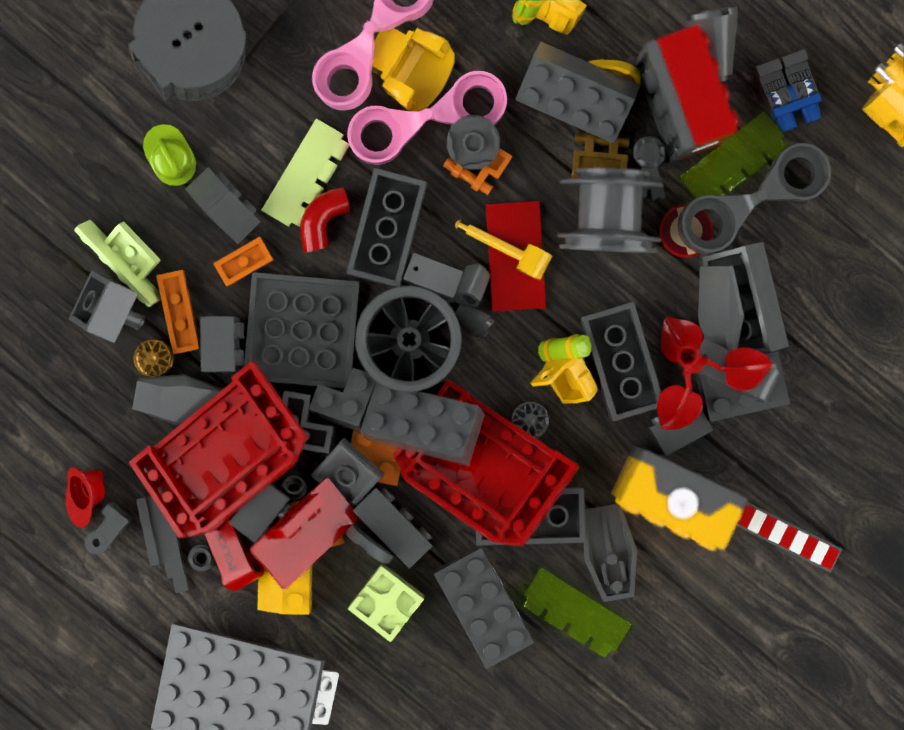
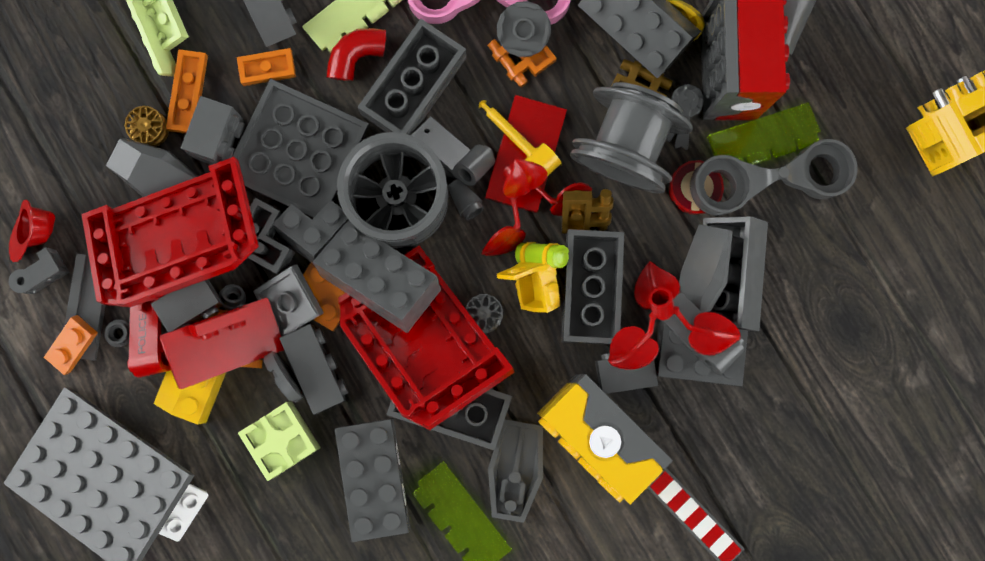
camera: 15 degrees right, 5 degrees down
(105, 307) = (117, 59): brick -> none
(163, 583) = (70, 344): none -> orange plate
(524, 290) = (520, 179): none -> red plant
(587, 294) = (578, 209): none -> pearl gold plate
(788, 89) = (839, 88): hips -> none

